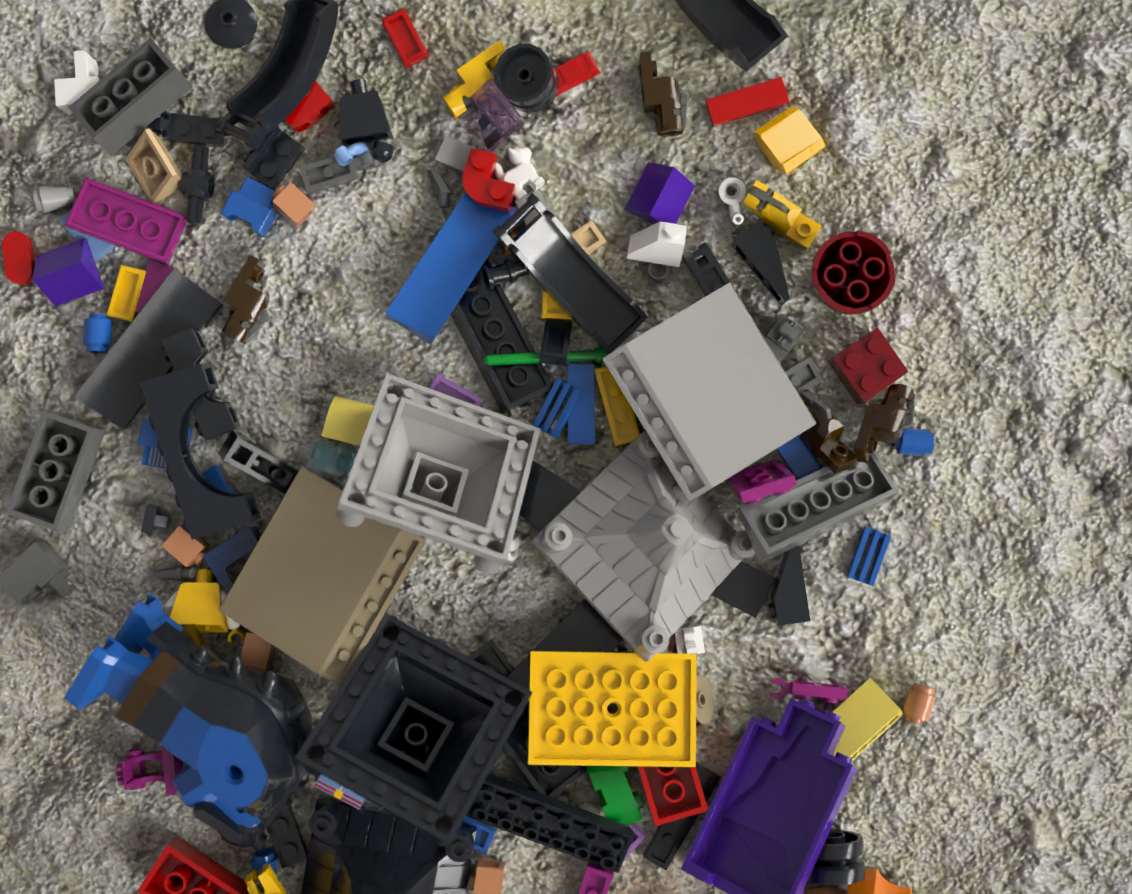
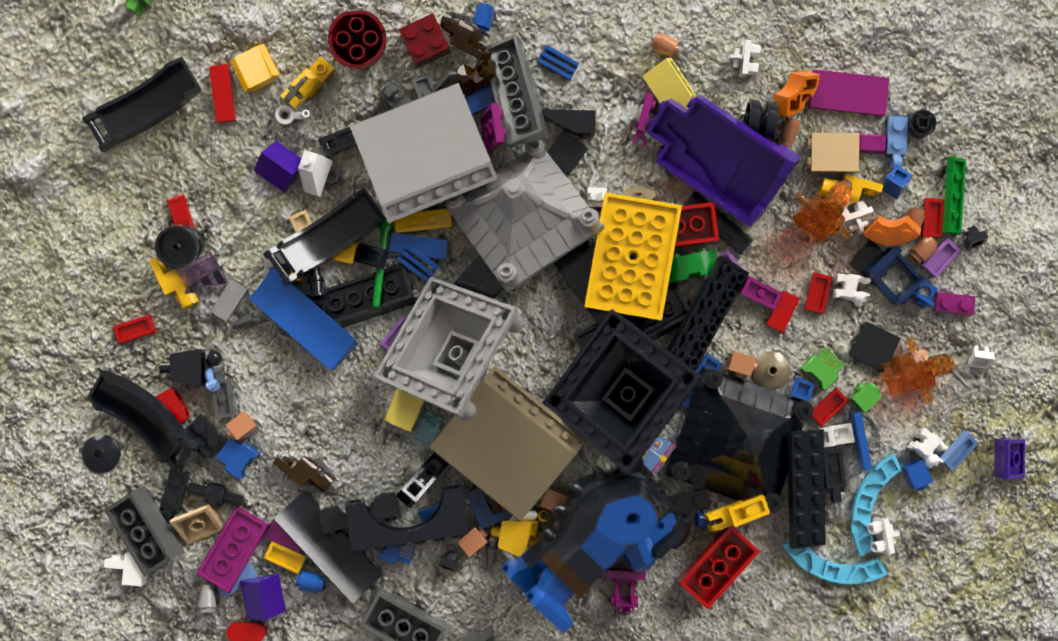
camera: 85 degrees left, 0 degrees up
(481, 186) = (250, 291): red plate -> none
(522, 174) = (248, 261): white animal -> none
(662, 98) = (209, 153): dark brown plate -> none
(762, 255) = (333, 101): black slope -> none
(916, 818) = (748, 50): none -> white hips

